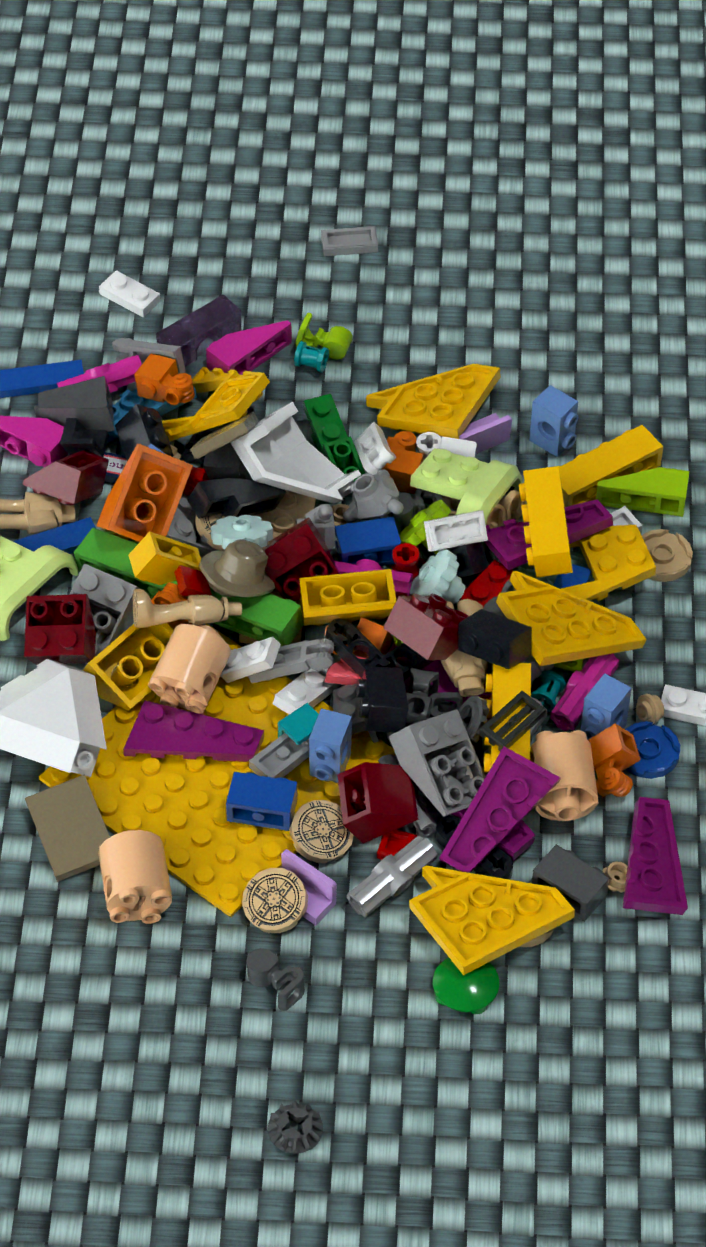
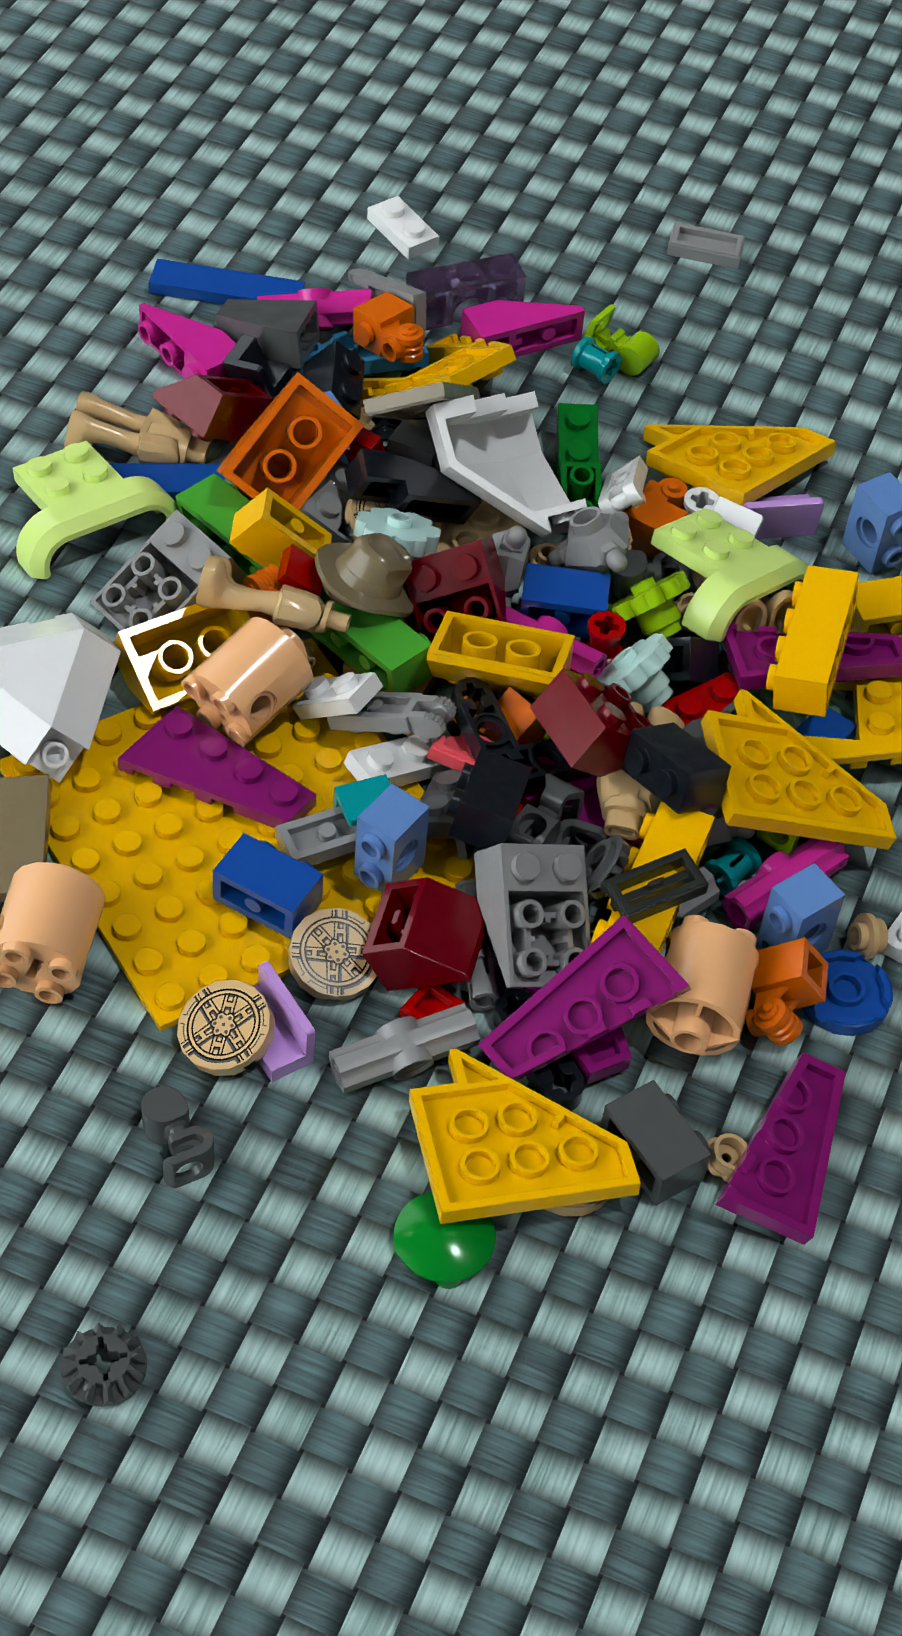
camera: 15 degrees right, 0 degrees up
(59, 629) = (106, 580): dark red slope -> none
(455, 530) = (684, 614): white plate -> none

